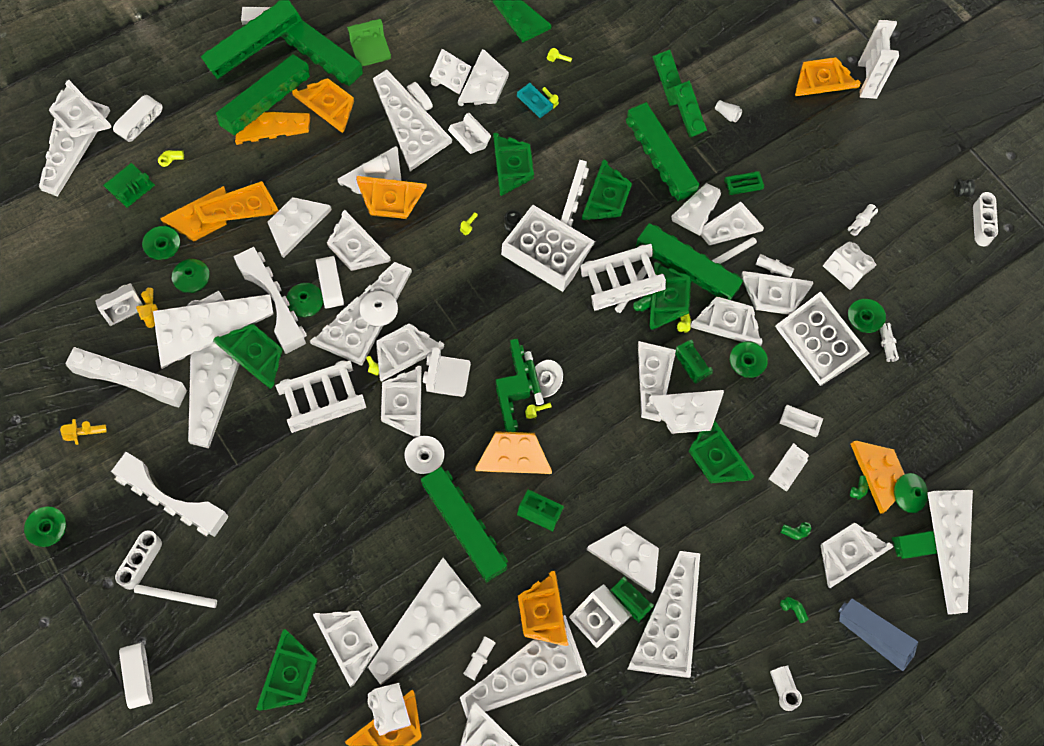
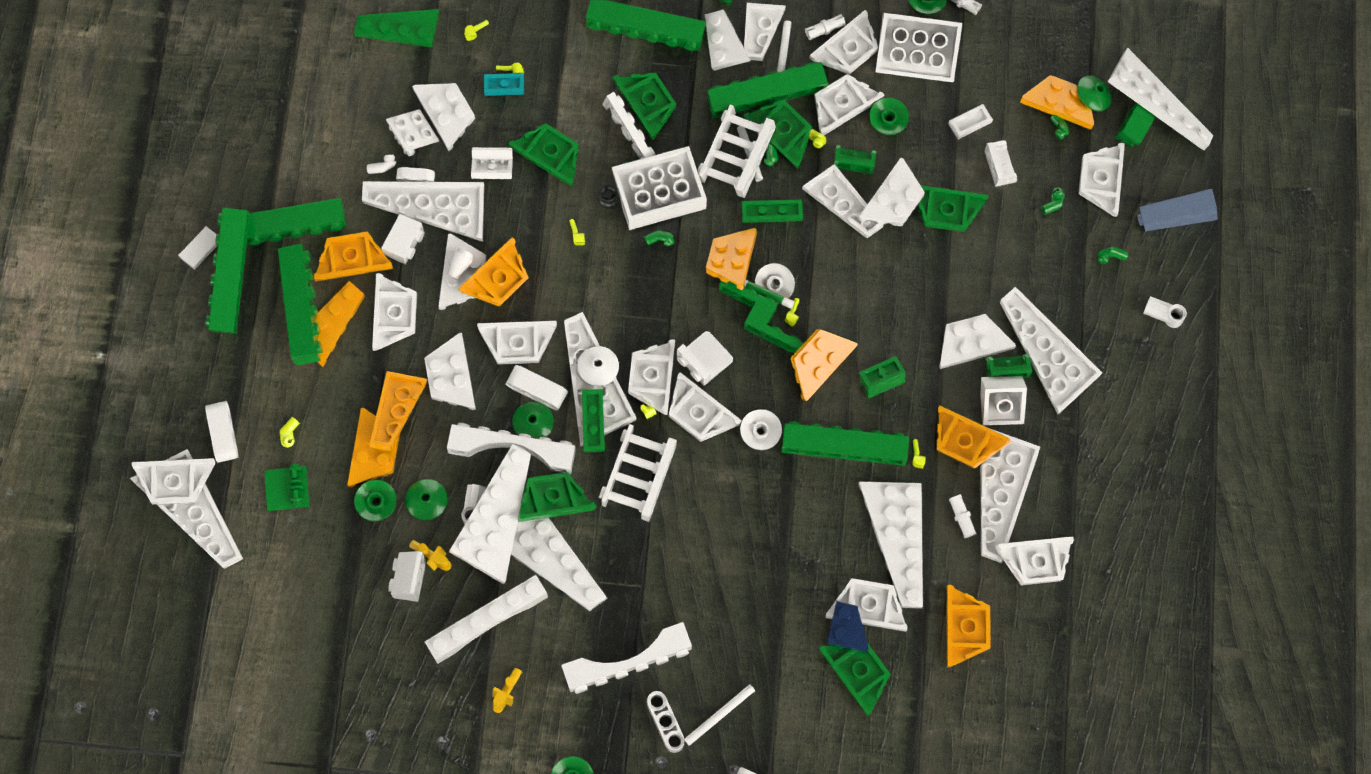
camera: 50 degrees left, 5 degrees up
(308, 155) = (393, 312): none -> white wing
(313, 637) = (847, 628): none -> dark blue wing
(332, 334) = (593, 420): none -> green plate
(367, 122) = (403, 239): none -> white brick
(369, 42) = (321, 175): bright green bracket -> none
(388, 709) = (950, 613): white bracket -> none
(416, 75) = (388, 163): none -> white arm
(497, 589) = (918, 461): none -> neon yellow hand
(514, 276) = (659, 235): none -> green arm
(540, 333) = (731, 257): none -> light orange wing
(601, 336) = (772, 211): none -> green plate

